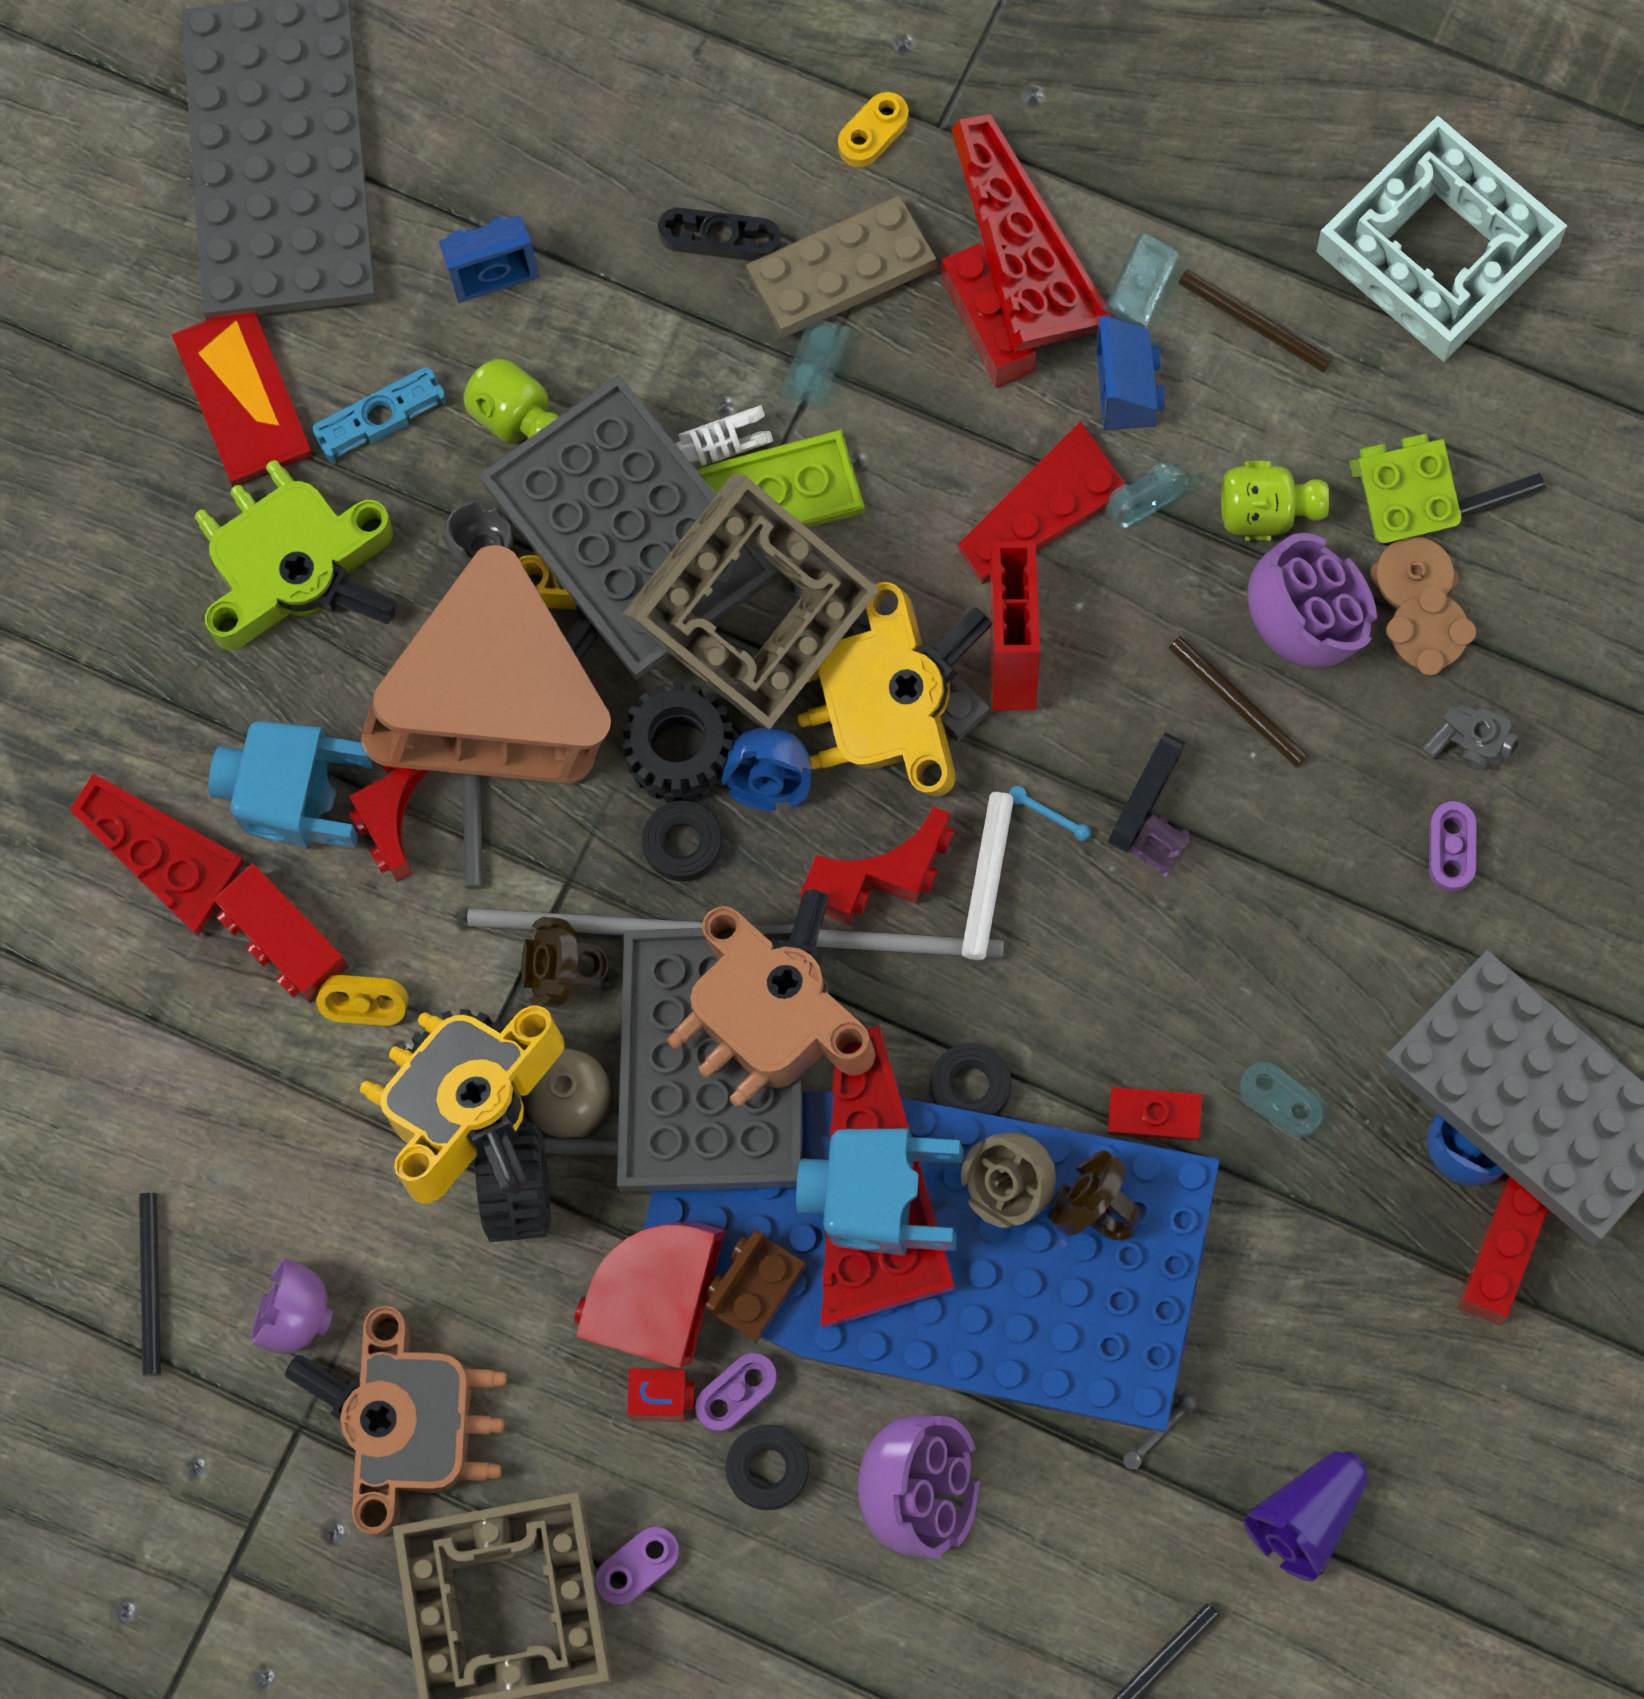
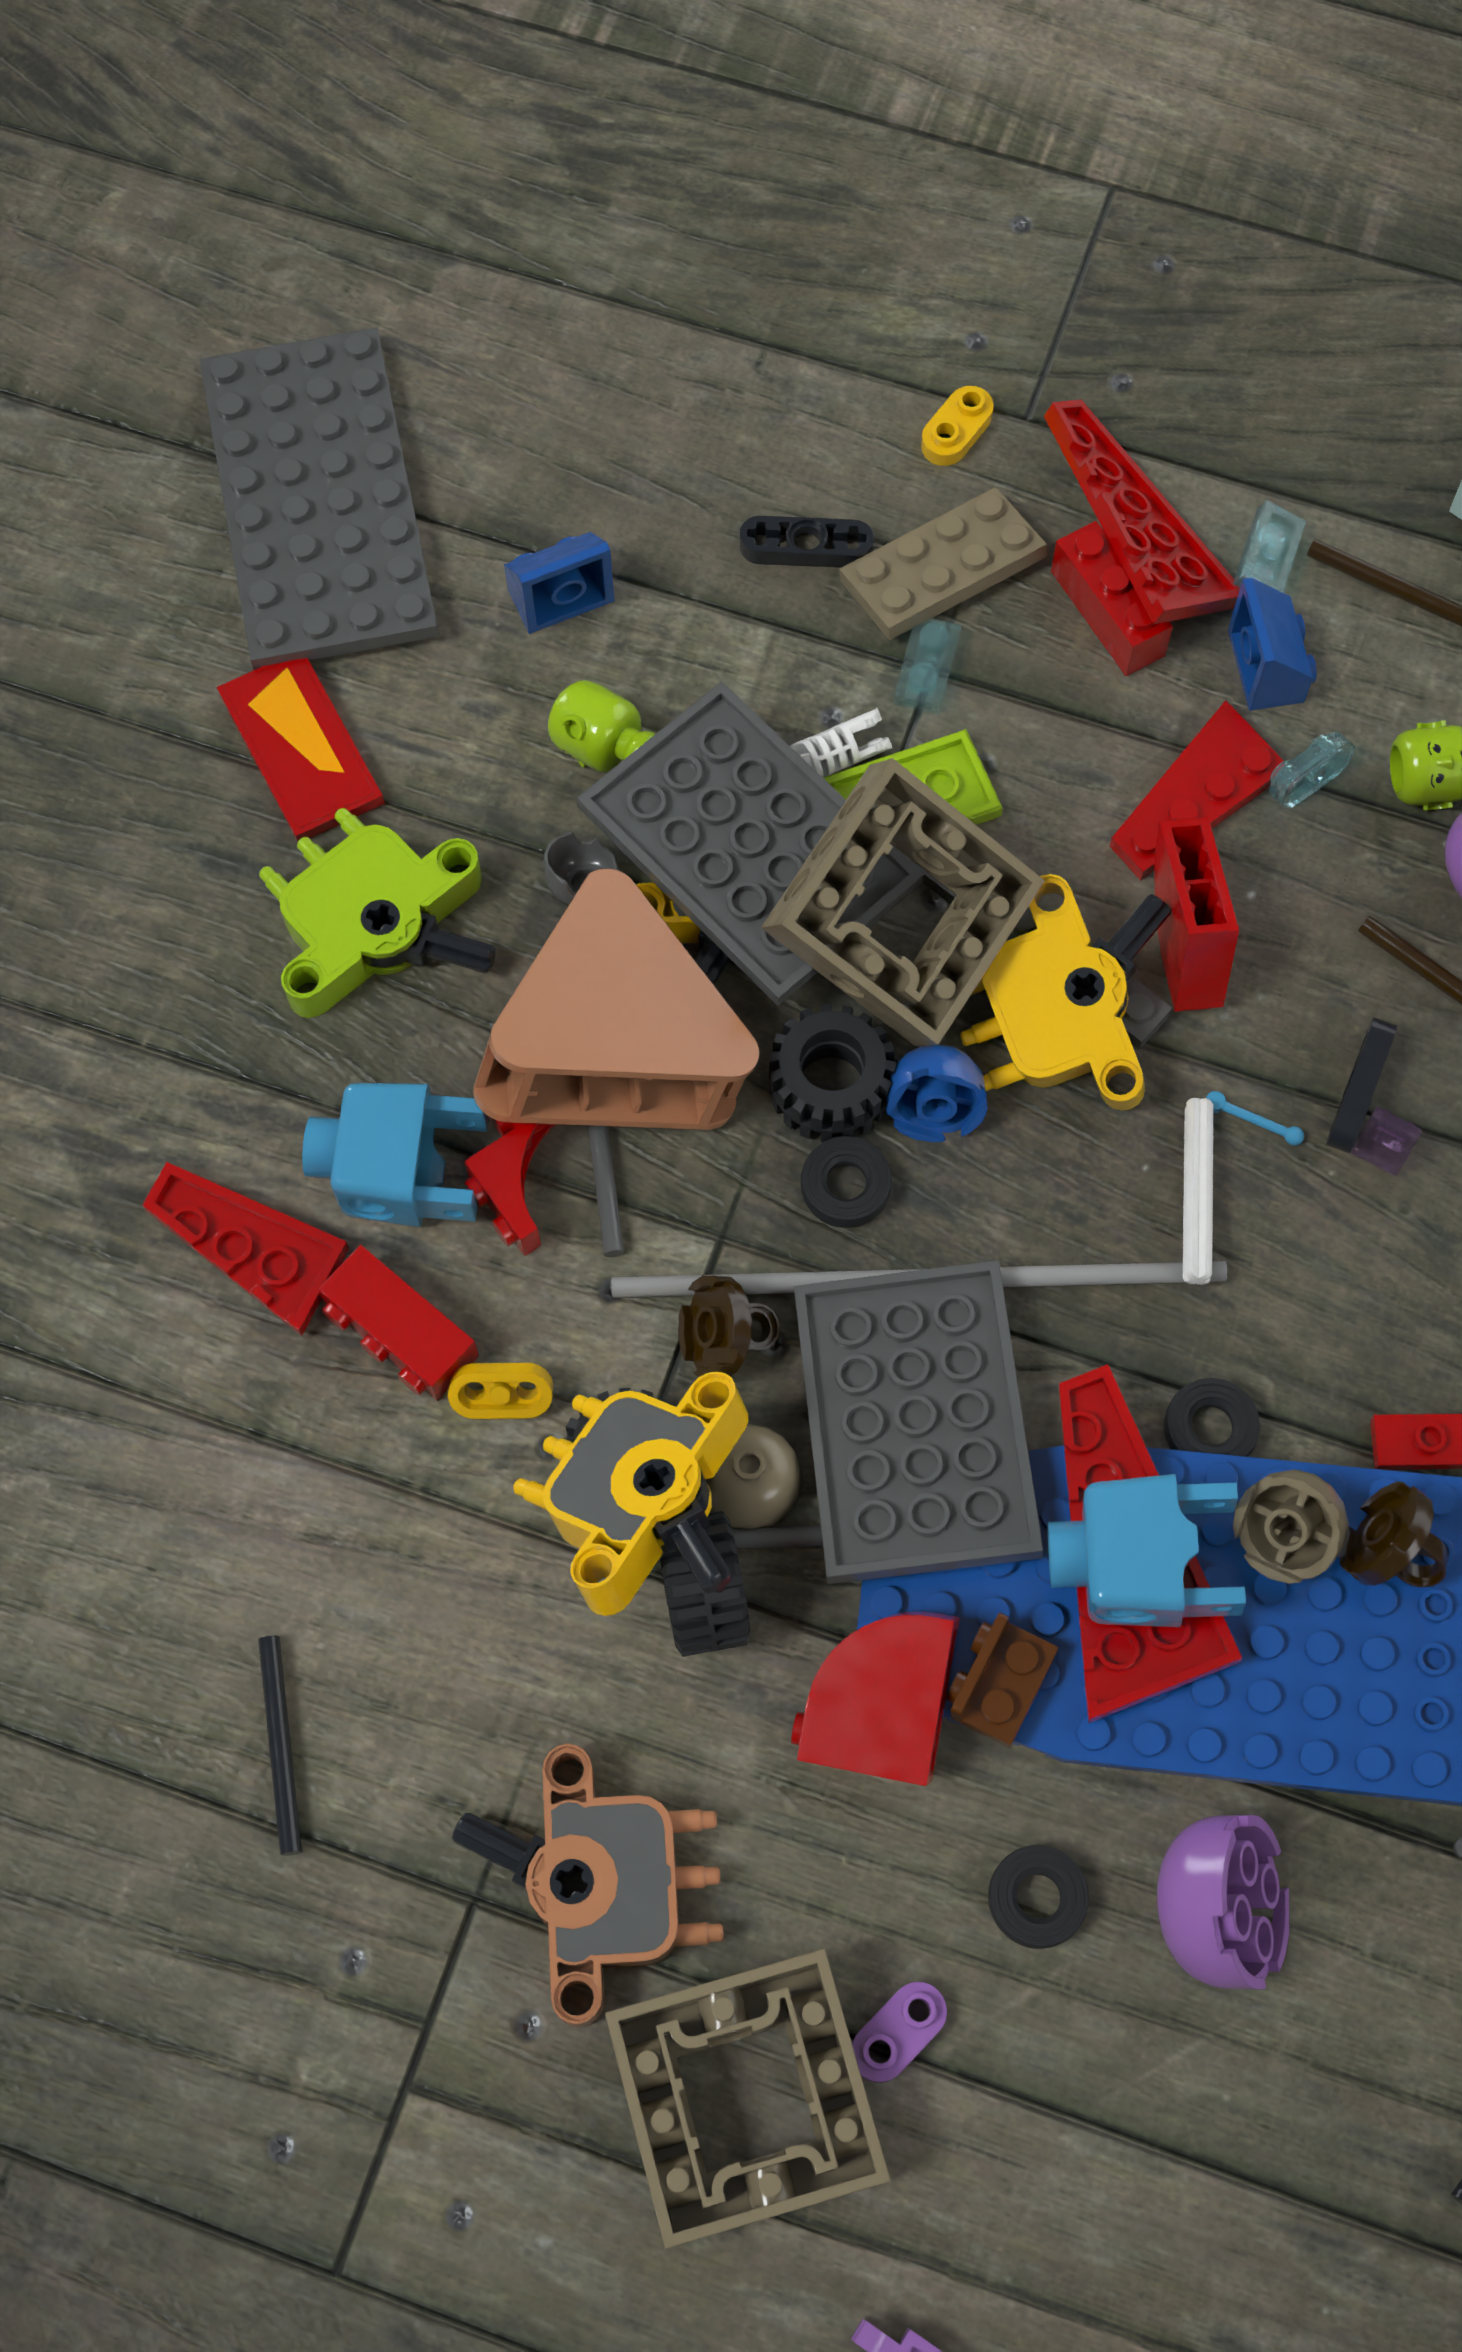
camera: 10 degrees left, 5 degrees down
(291, 1310) = (453, 1760): medium lavender cylinder -> none
(404, 398) = (480, 734): dark azure piece -> none
(659, 1395) = (901, 1821): red brick -> none
(735, 1392) = (990, 1811): medium lavender plate -> none
(756, 1024) = (966, 1373): nougat piece -> none
(900, 872) = (1038, 1215): red arch -> none

